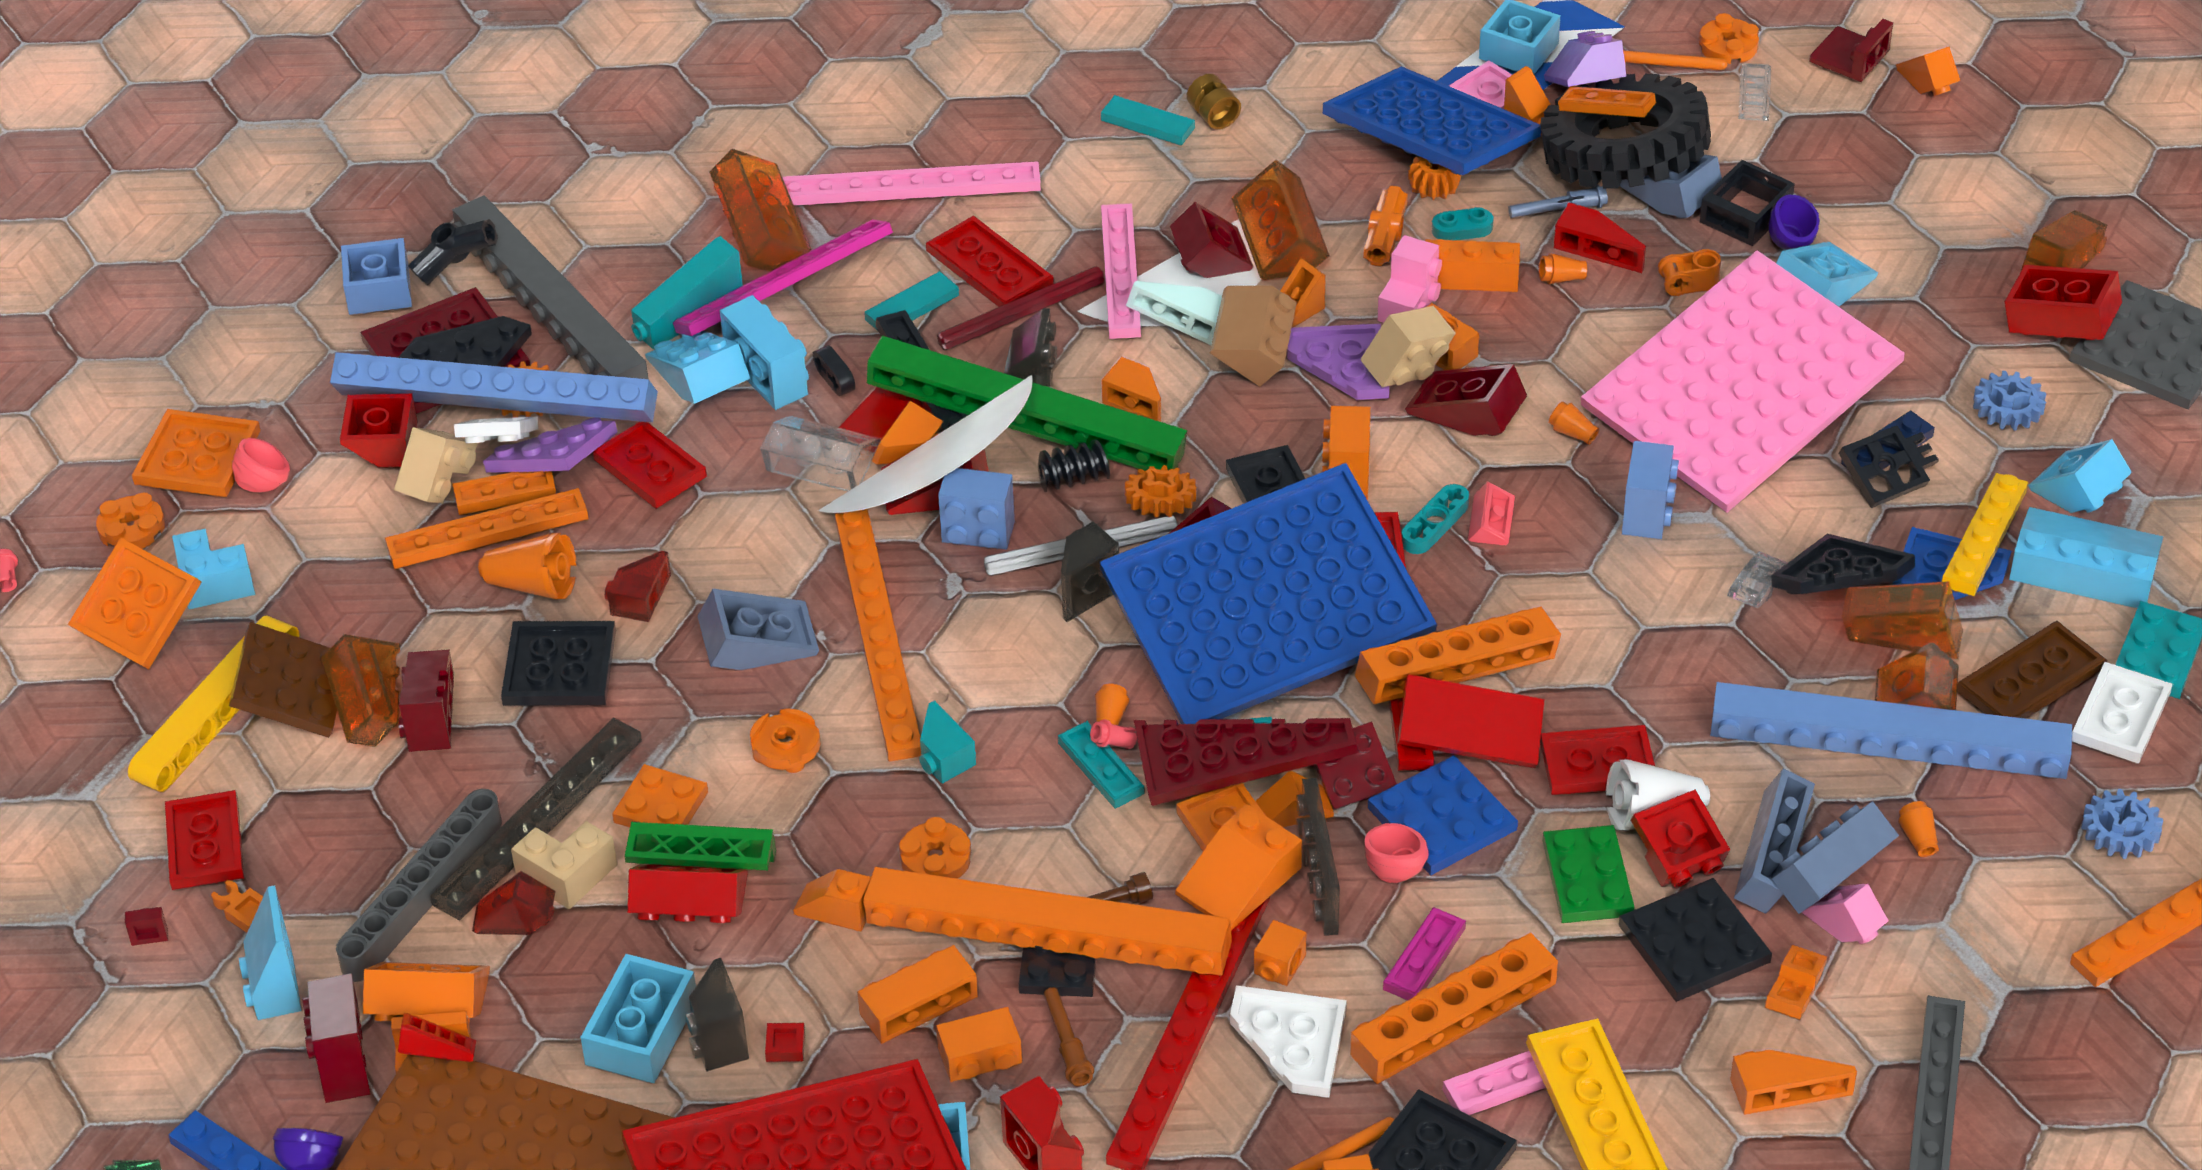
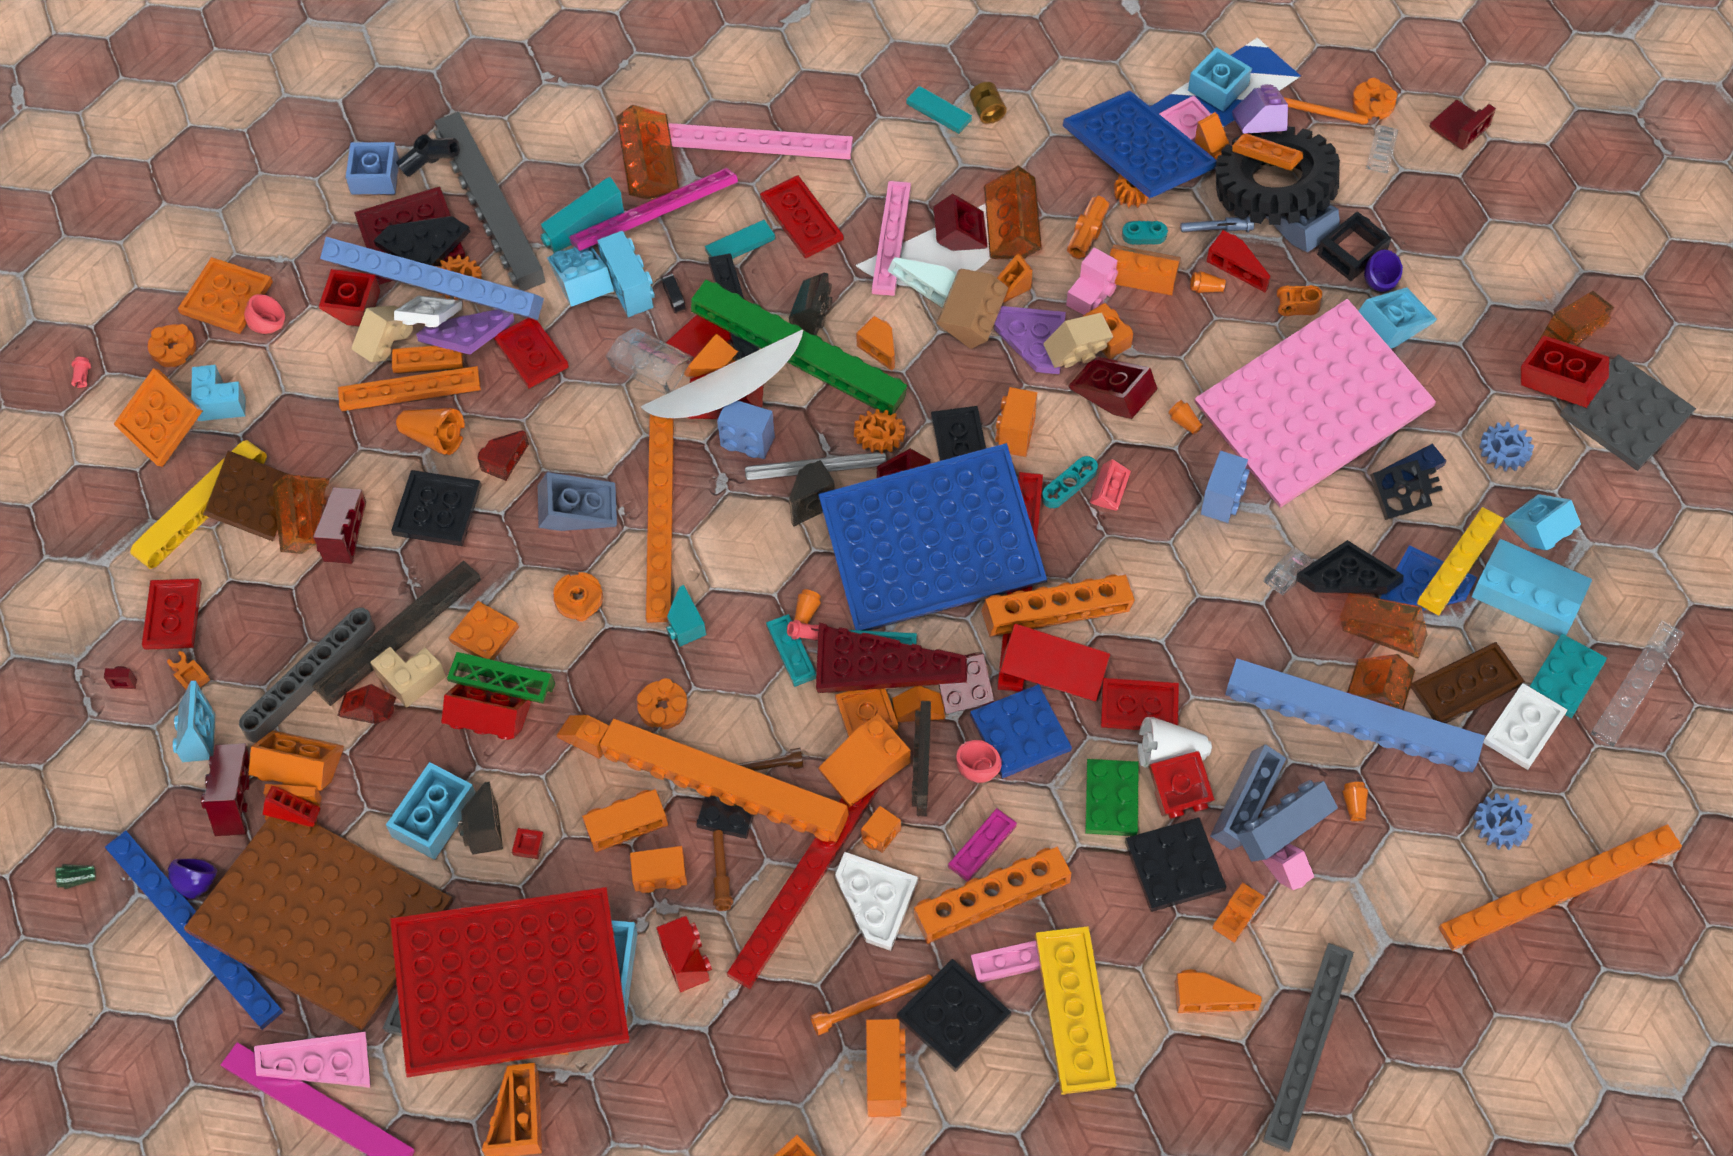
camera: 10 degrees right, 15 degrees up
(1020, 308) = (815, 258): dark red axle -> none
(1072, 464) = (822, 399): black piece -> none
(1931, 72) = (1515, 150): orange slope -> none

